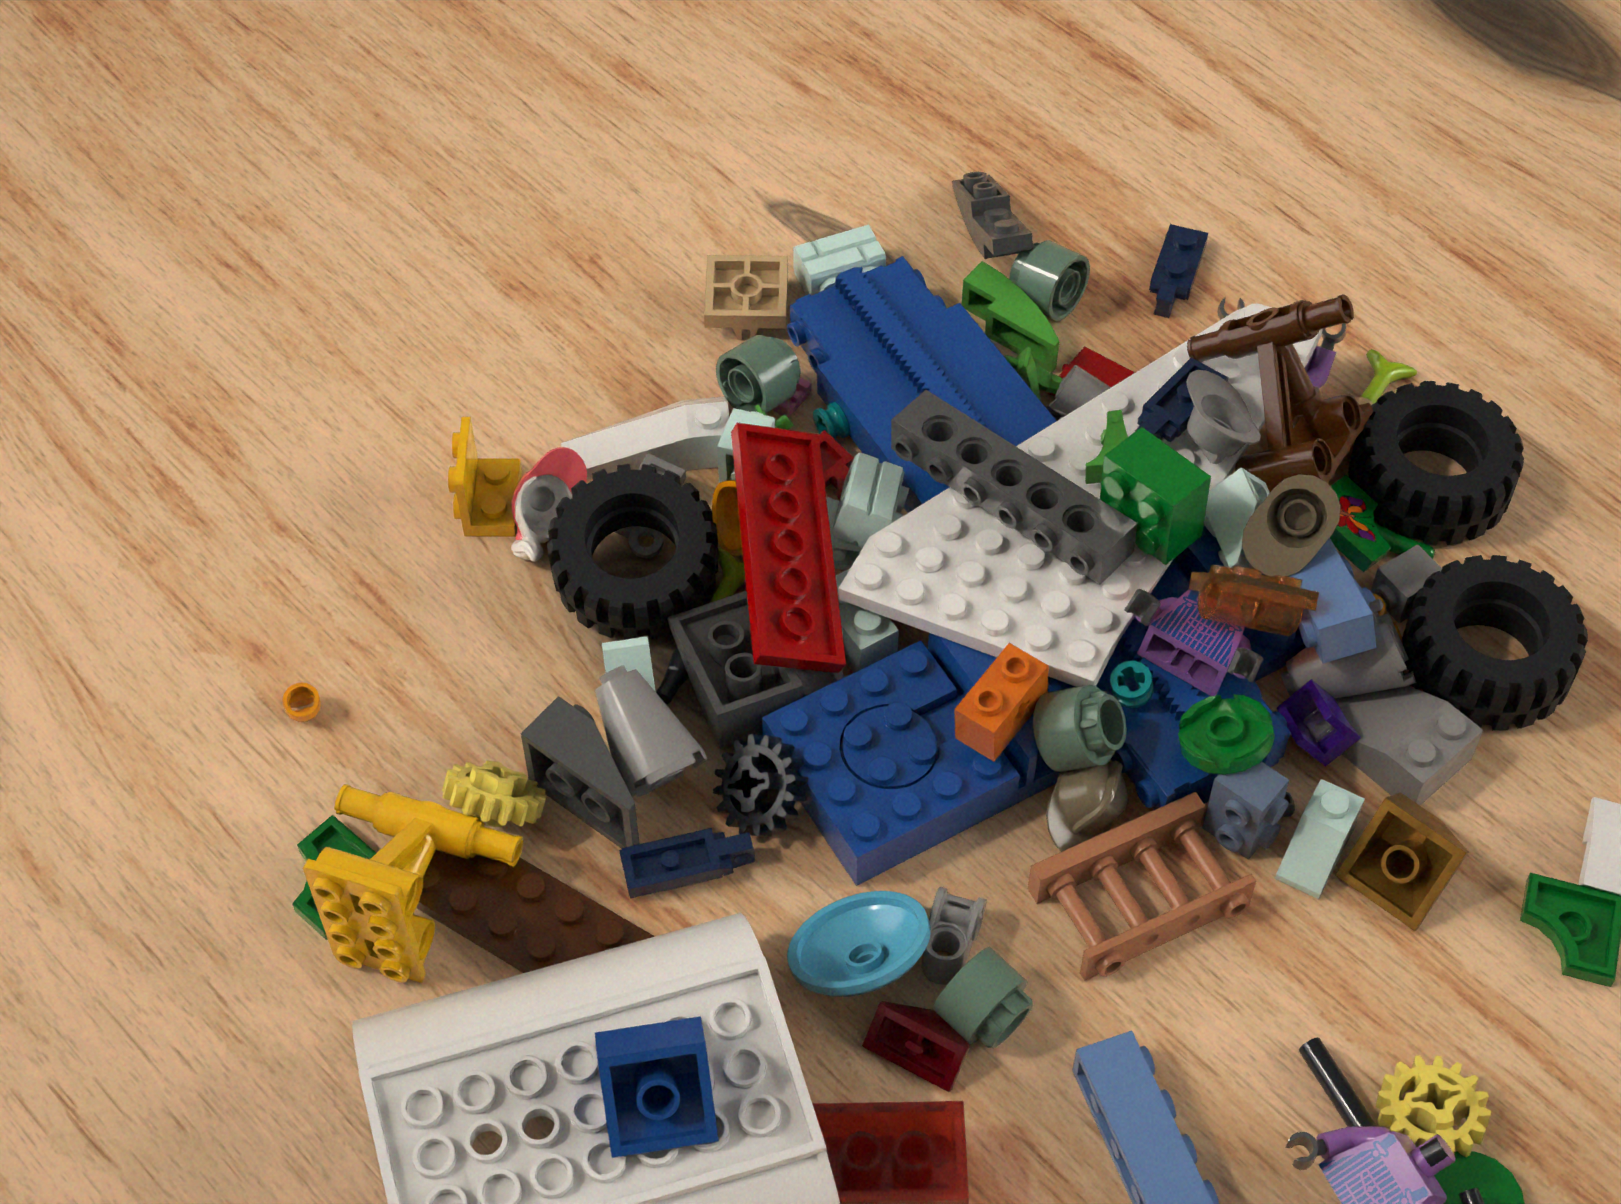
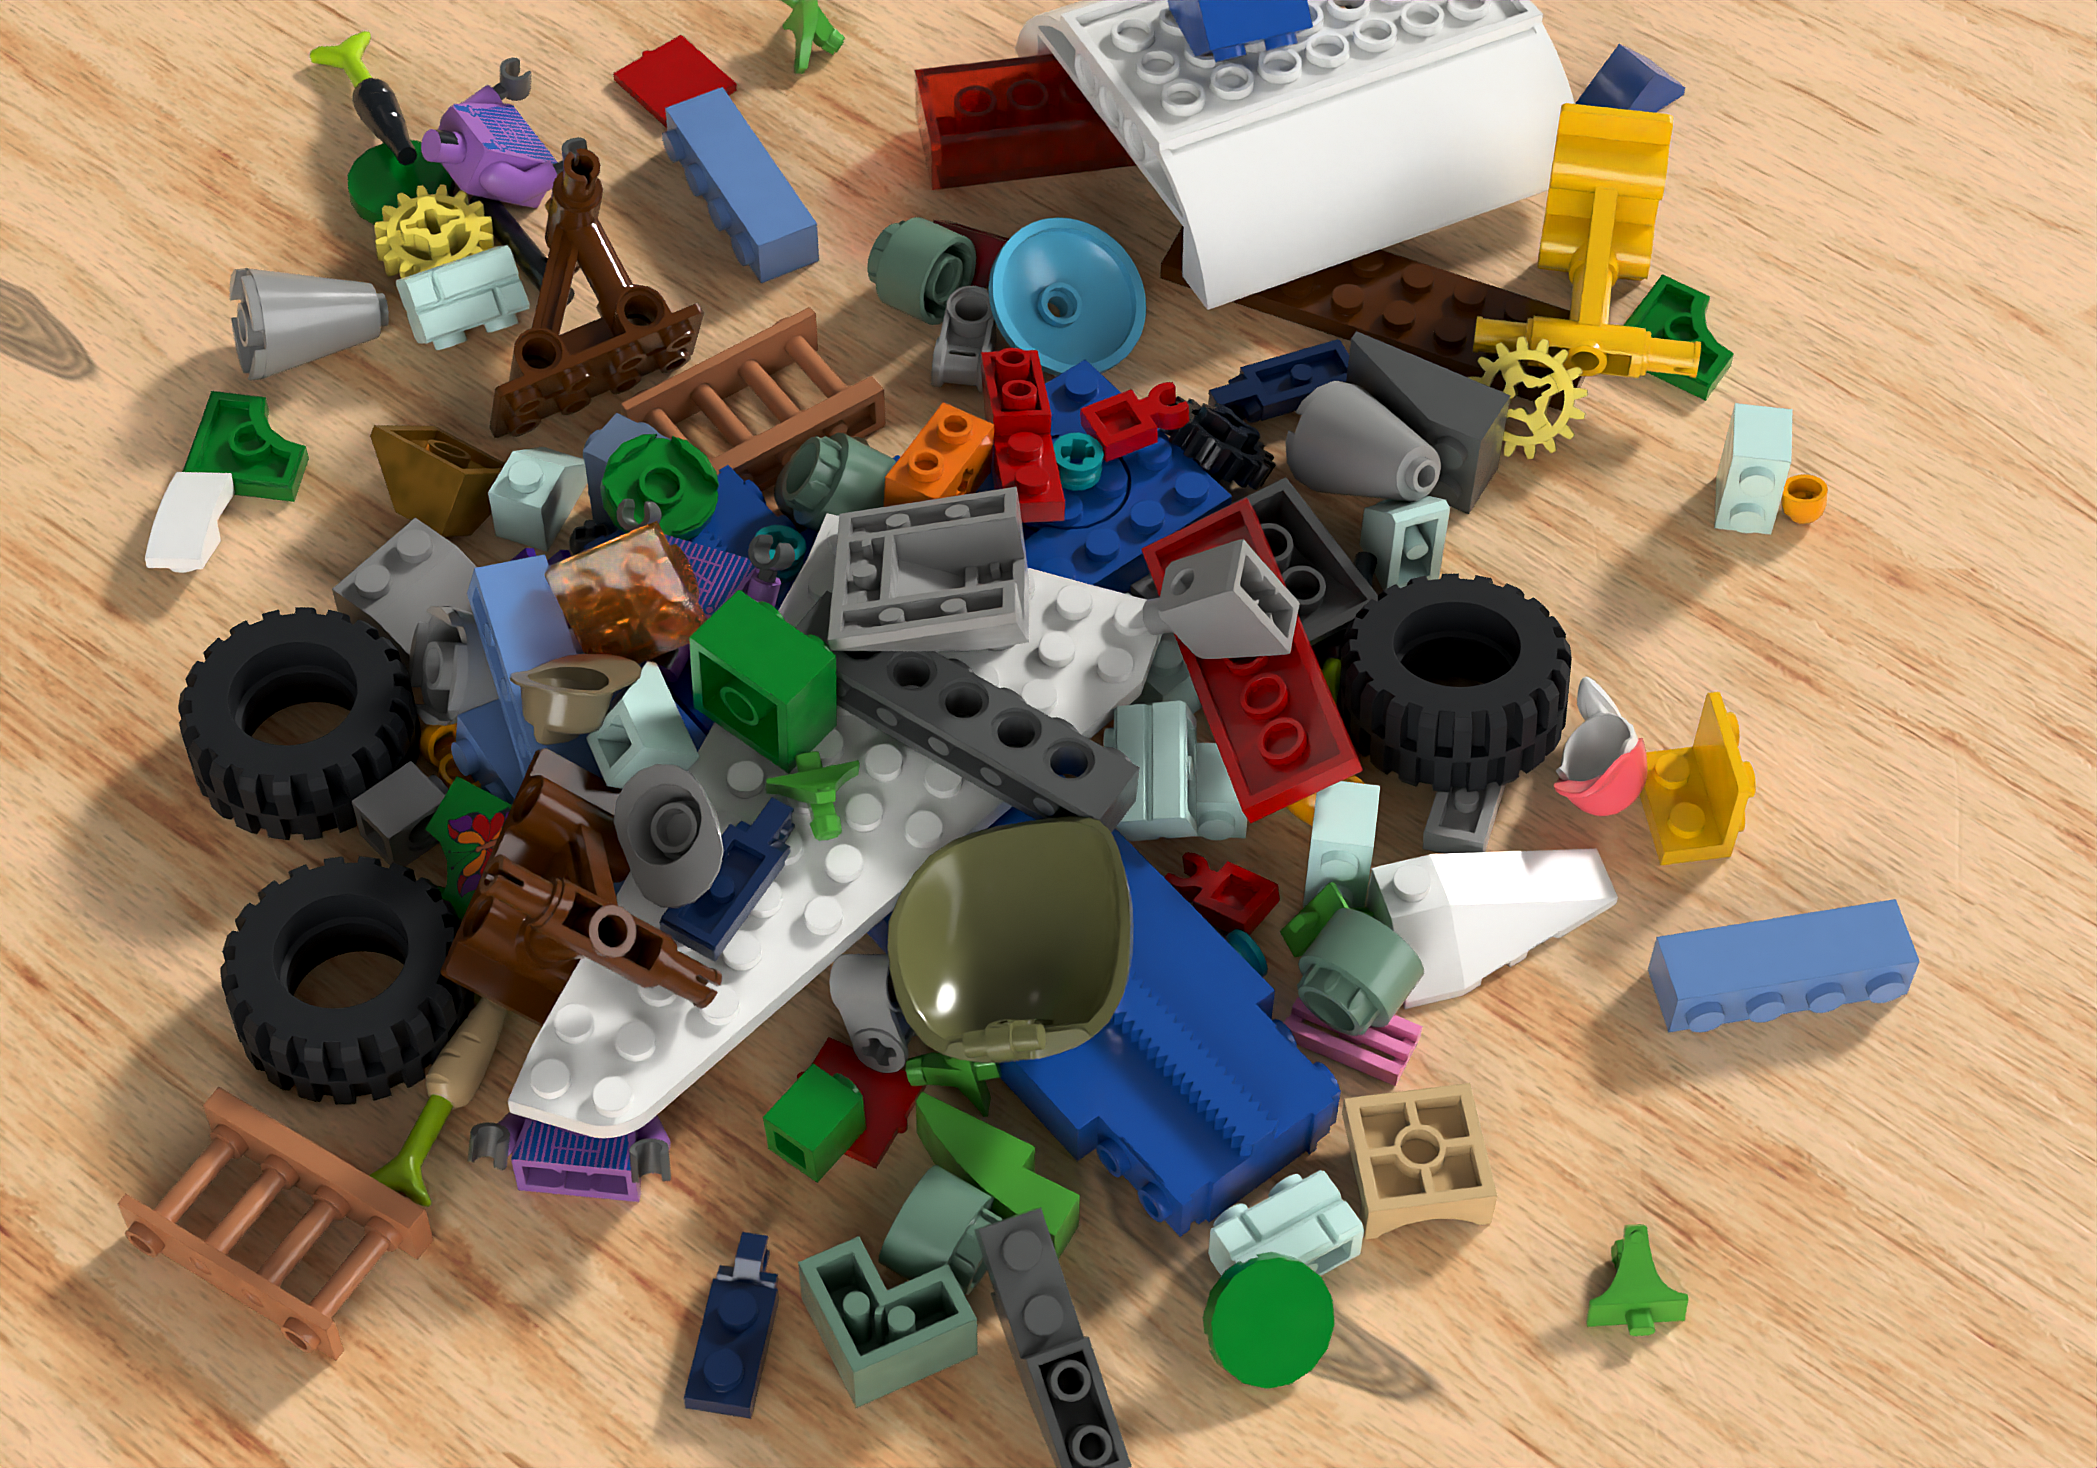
camera: 170 degrees right, 0 degrees up
(264, 1146) = (1631, 84): none -> blue slope
(338, 700) = (1753, 468): none -> light aqua brick
(472, 375) = (1782, 966): none -> medium blue brick
(637, 223) = (1637, 1291): none -> bright green piece
(806, 537) = (1224, 605): none -> light grey torso
(839, 750) = (1129, 424): none -> red plate
(861, 215) = (1269, 1320): none -> green tile
(895, 737) = (1081, 447): none -> teal bush
(929, 732) = (1022, 432): none -> red slope
(989, 356) = (1014, 940): none -> olive piece
(1025, 551) = (932, 576): none -> light grey slope
(1097, 231) = (880, 1334): none -> sand green brick
(1123, 349) = (815, 1121): none -> green brick
(1250, 931) = (610, 353): none -> reddish brown plate
(1401, 1028) = (463, 296): none -> light aqua brick
(1435, 362) = (286, 1162): none -> nougat fence
(1546, 1019) = (300, 318): none -> light grey cone

